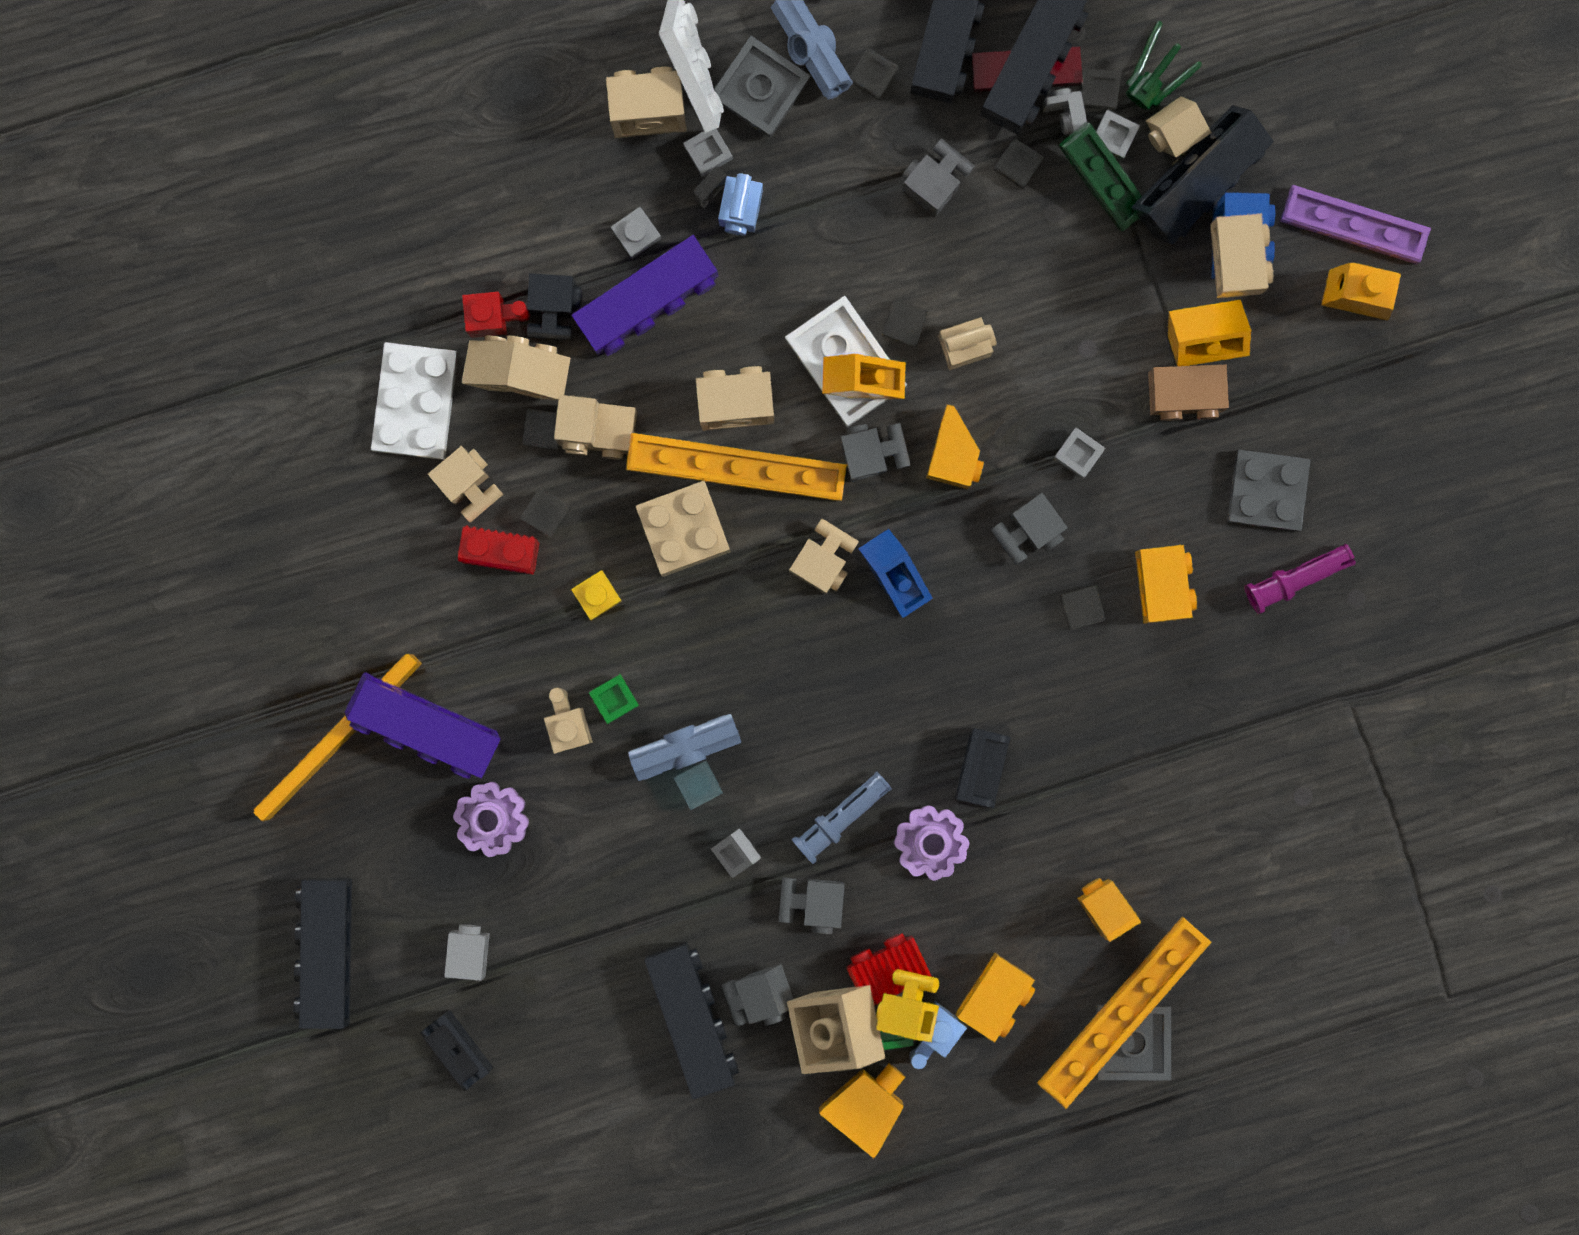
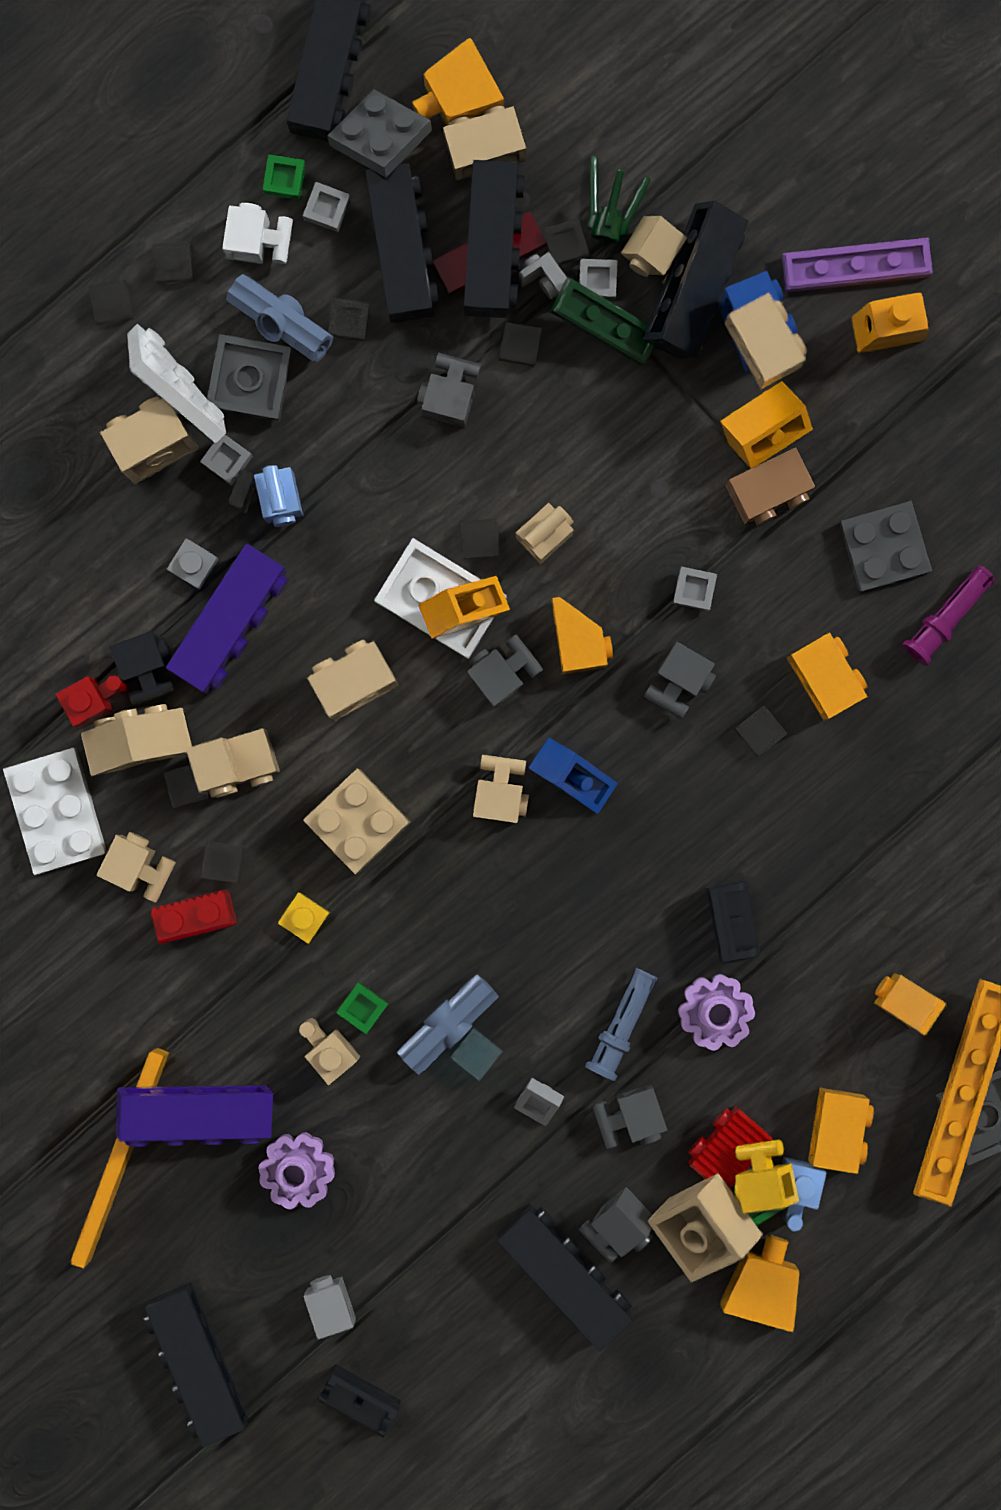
camera: 15 degrees left, 0 degrees up
(735, 467) = (381, 742): light orange tile -> none

